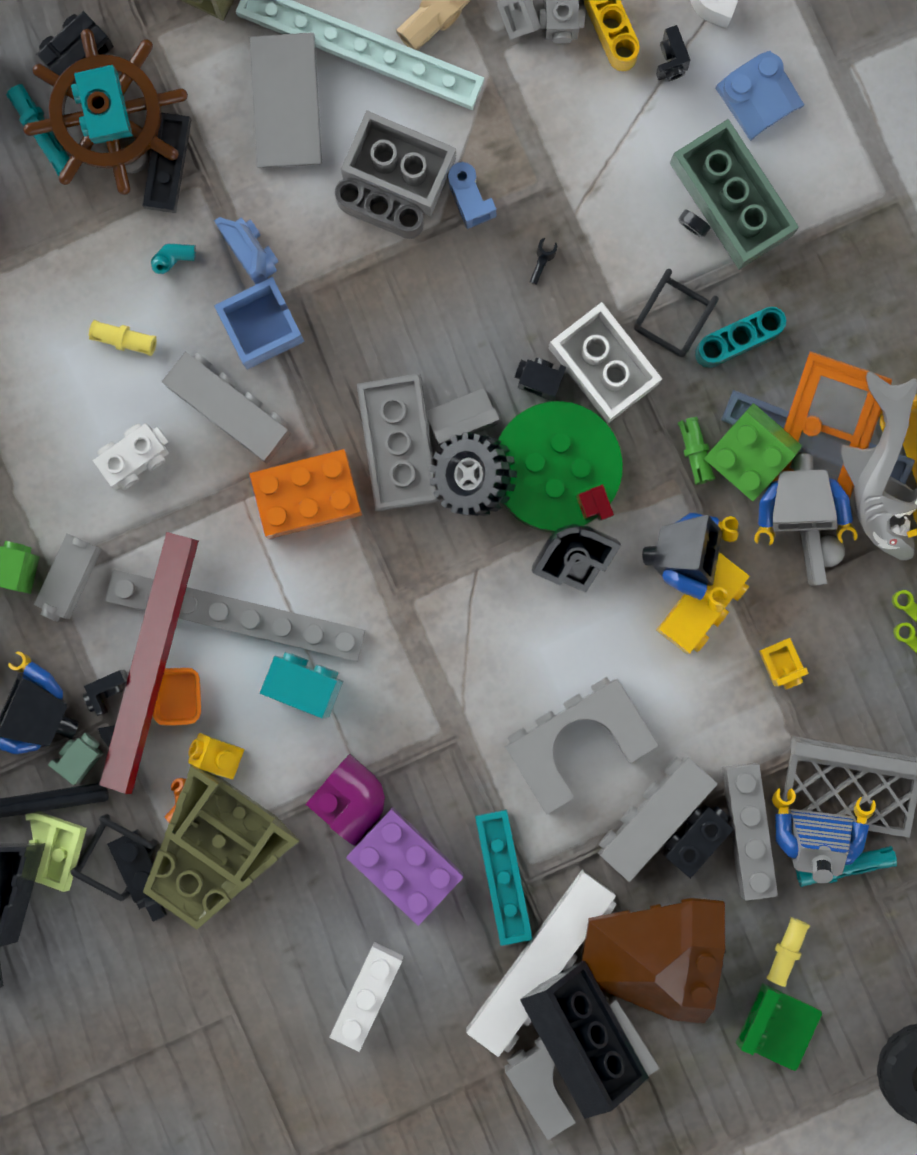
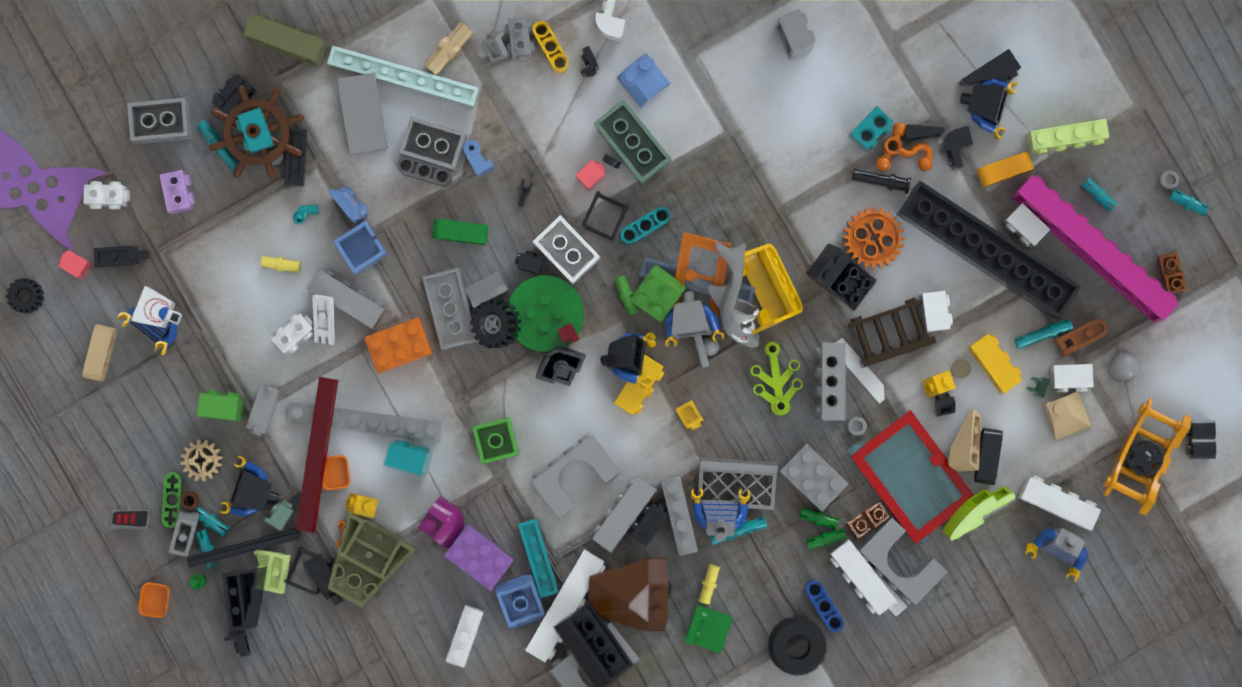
camera: 10 degrees left, 0 degrees up
(109, 685) = (295, 470): black bracket -> none
(184, 436) = (323, 319): none -> white hinge
(428, 314) = (460, 231): none -> green beam
(453, 671) = (496, 440): none -> bright green brick
(465, 947) = (520, 601): none -> medium blue slope
(657, 242) = (591, 174): none -> coral brick

